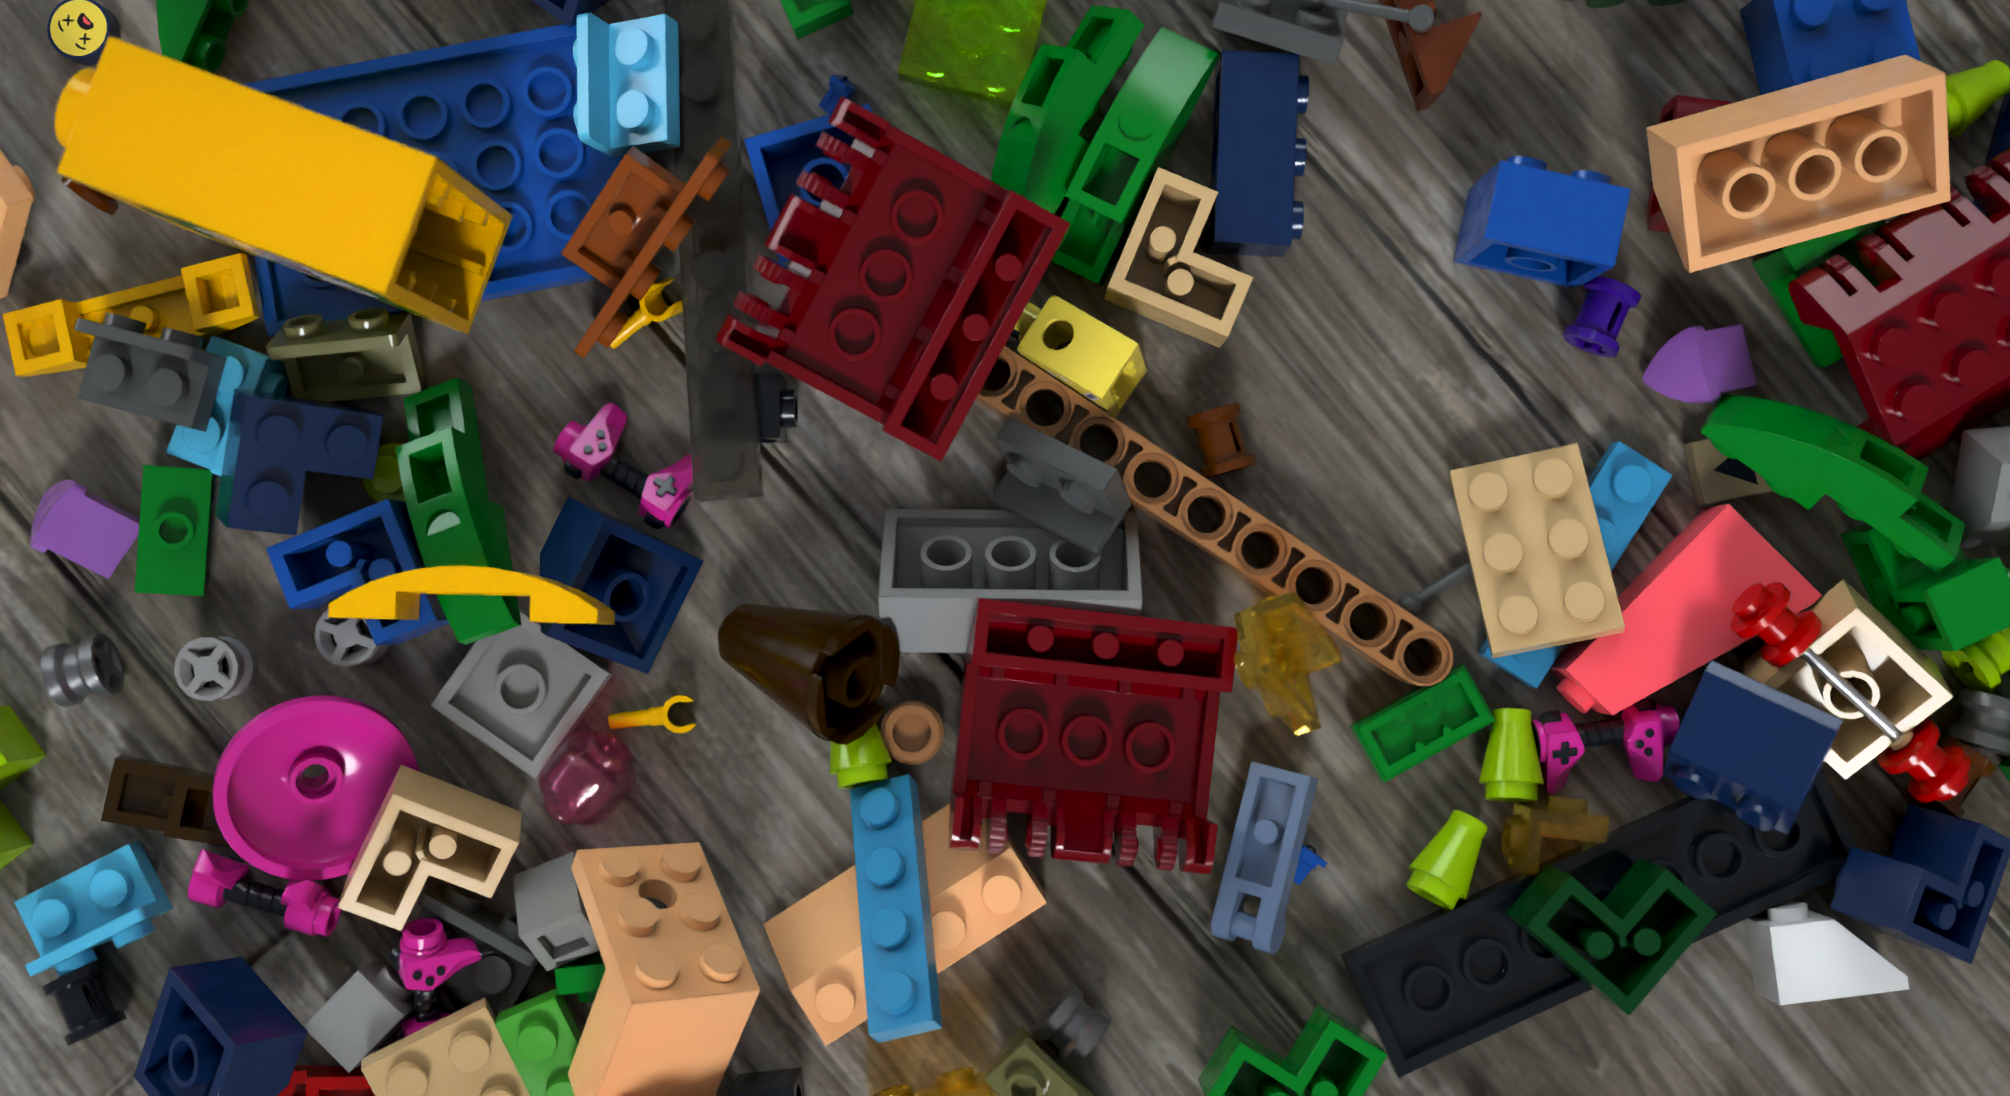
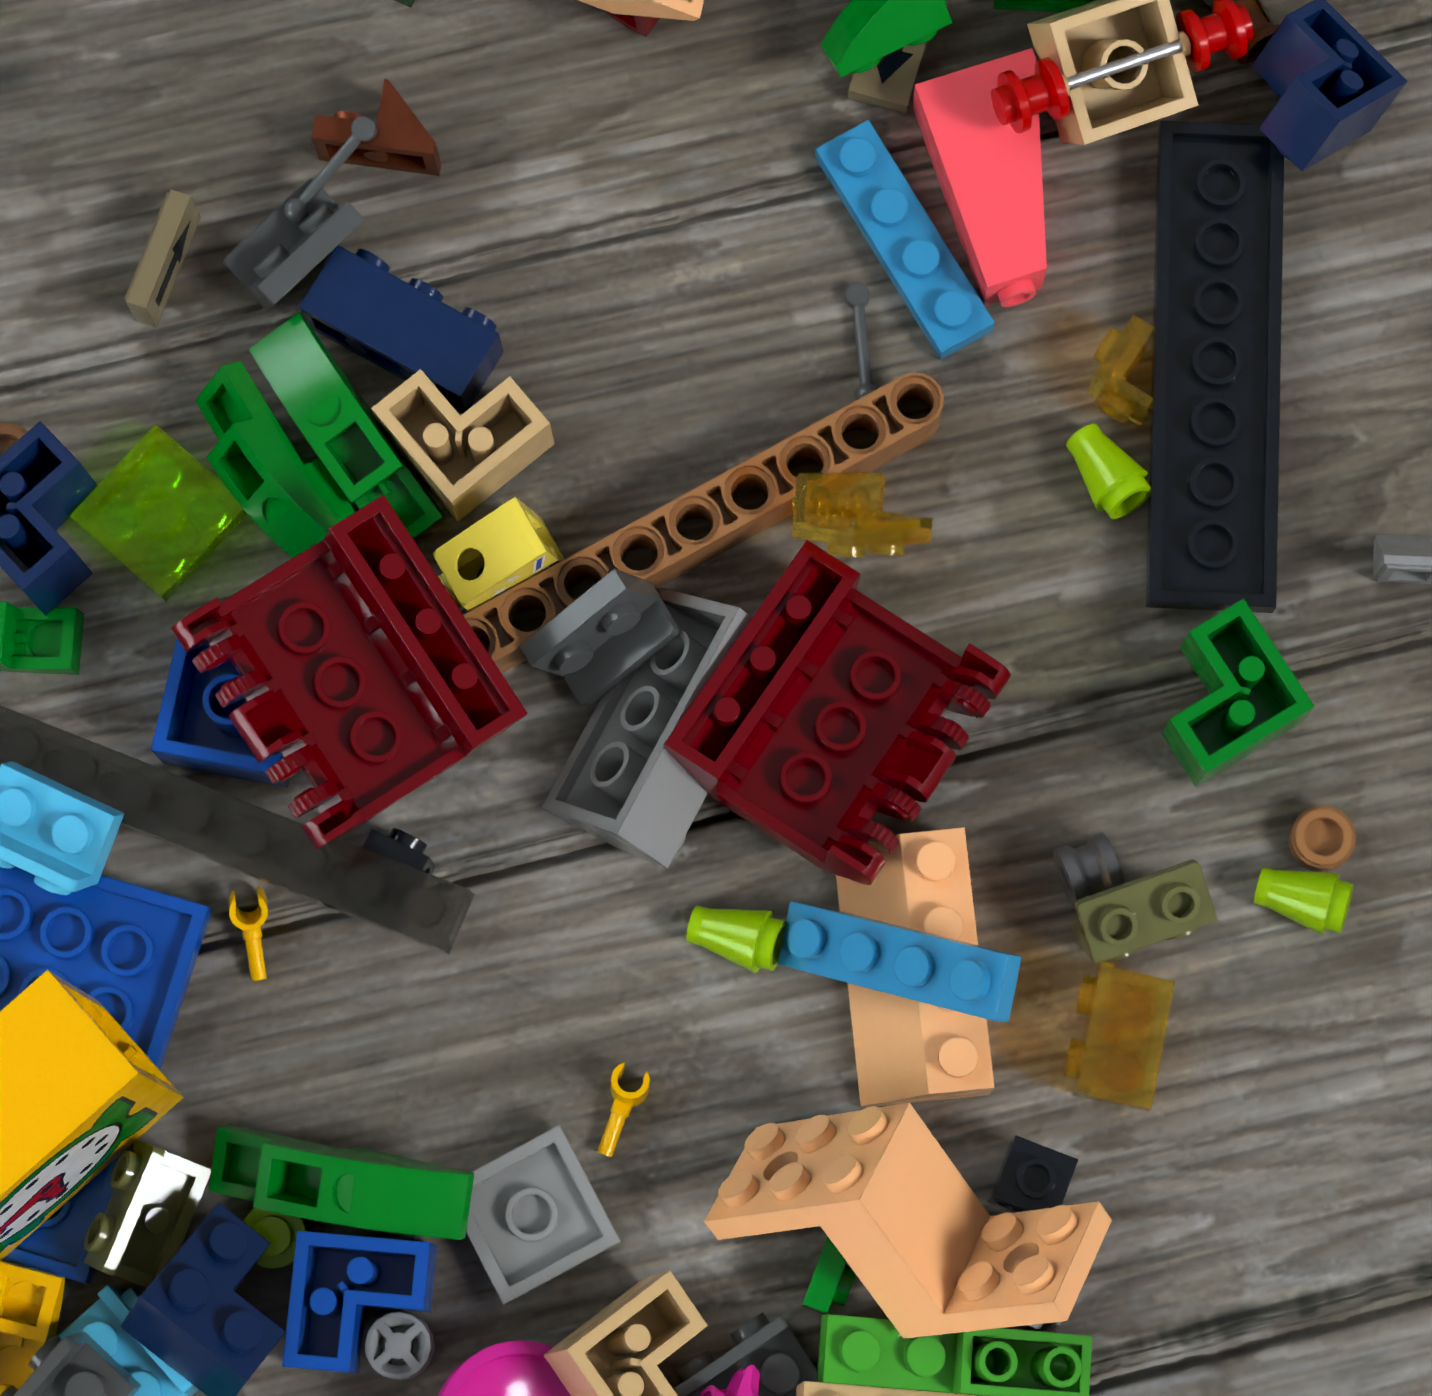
camera: 60 degrees left, 10 degrees down
(399, 595) = (388, 1261): yellow slope -> none
(553, 913) = (752, 1276): light grey brick -> none
(587, 778) = (644, 1194): clear pink head -> none
(591, 452) = (352, 1042): dark pink piece -> none
(624, 570) = (479, 1079): dark blue slope -> none
(629, 226) = (175, 889): dark orange bracket -> none
(814, 664) = (644, 928): dark brown cone -> none
(839, 87) = (147, 658): blue piece -> none
(912, 732) = (755, 881): medium nougat tile -> none
(1221, 440) = (636, 480): reddish brown bush -> none
(1264, 856) = (1022, 625): sand blue plate -> none
(1306, 862) = (1046, 599): blue piece -> none
(1421, 723) = (975, 435): green plate -> none
(1511, 758) = (1047, 375): lime cone -> none
(1536, 551) = (873, 263): tan plate -> none
(1542, 223) = (593, 118): blue brick -> none
(1601, 316) = (700, 110): dark purple bush -> none
(1616, 943) = (1240, 362): dark green brick -> none
(1642, 730) = (1077, 253): dark pink piece -> none
(1702, 365) = (785, 49): medium lavender tile -> none
(1750, 748) = (1130, 168): dark blue slope -> none
(1813, 958) = (1343, 207): white slope -> none

